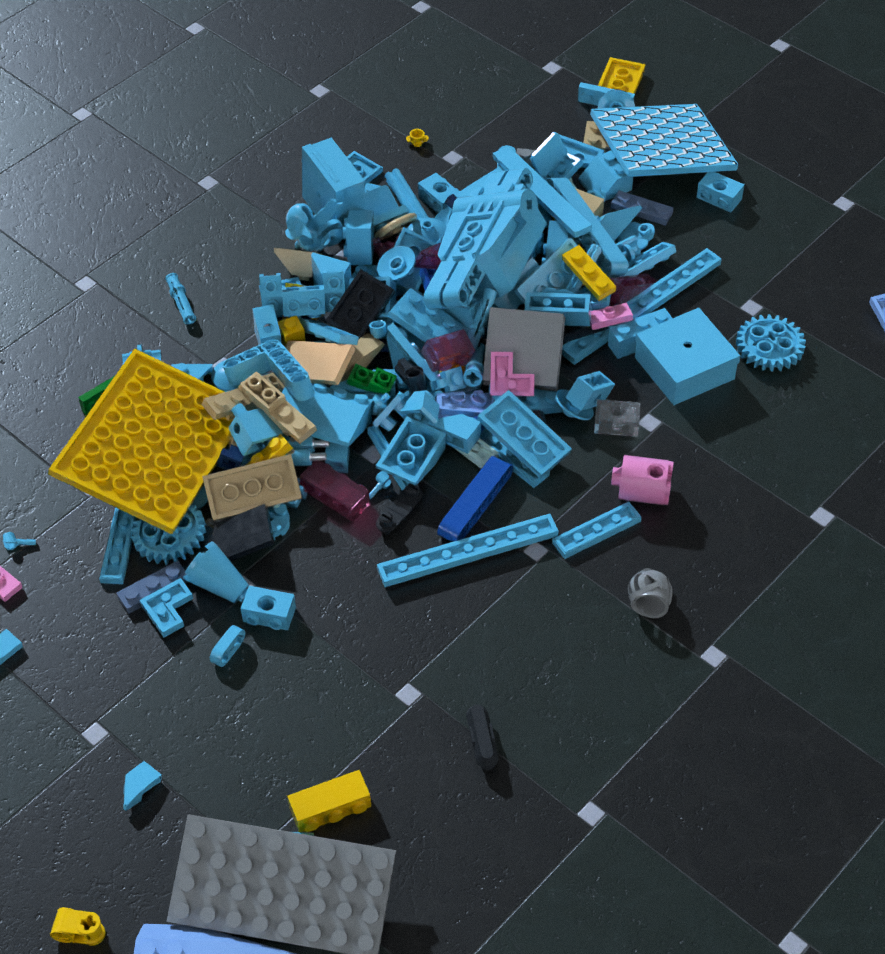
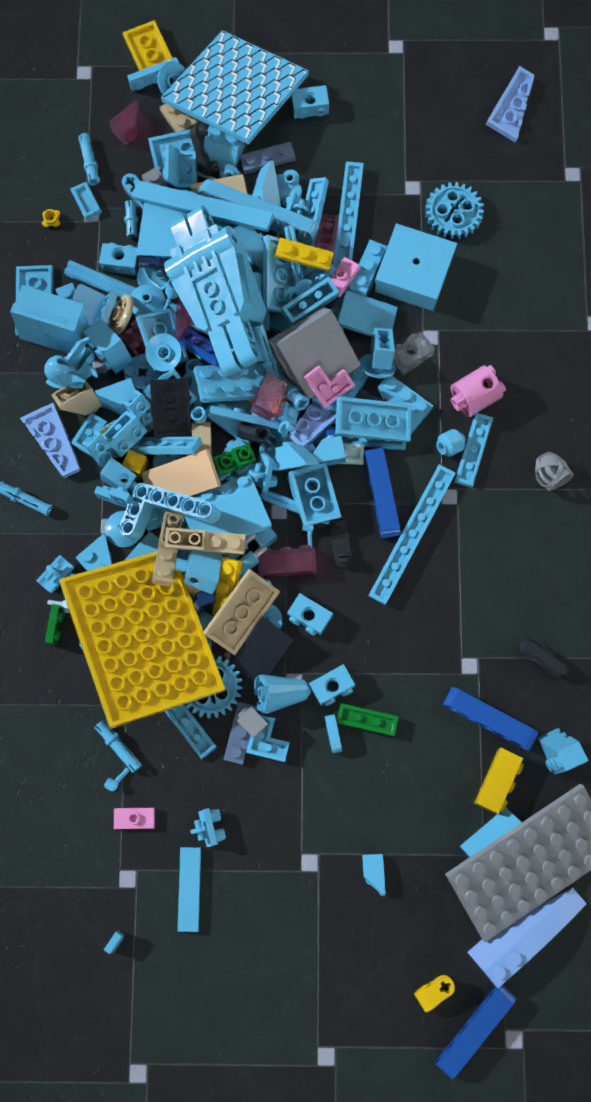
camera: 40 degrees left, 25 degrees up
(40, 640) = (206, 827): none -> medium azure hips
(48, 510) = (111, 738): none -> medium azure pin
(168, 576) = (252, 722): none -> light grey brick
(246, 281) = (51, 435): none -> light blue wing
(247, 336) = (116, 496): none -> medium azure plate
(268, 659) = (367, 719): none -> green plate
(316, 551) = (303, 605): none -> medium azure brick
(379, 746) = (490, 718): none -> blue beam
(408, 819) = (561, 752): none -> medium azure wedge
(458, 145) = (86, 200): none -> medium azure tile
(477, 174) = (131, 219): none -> medium azure pin
(487, 123) = (90, 165): none -> medium azure pin
(549, 114) = (126, 123): none -> clear pink slope
(578, 461) = (395, 391): none -> medium azure wing
(579, 506) = (450, 443): none -> medium azure head
(581, 176) = (197, 133): none -> black piece
(603, 355) = (365, 314): none -> medium azure tile

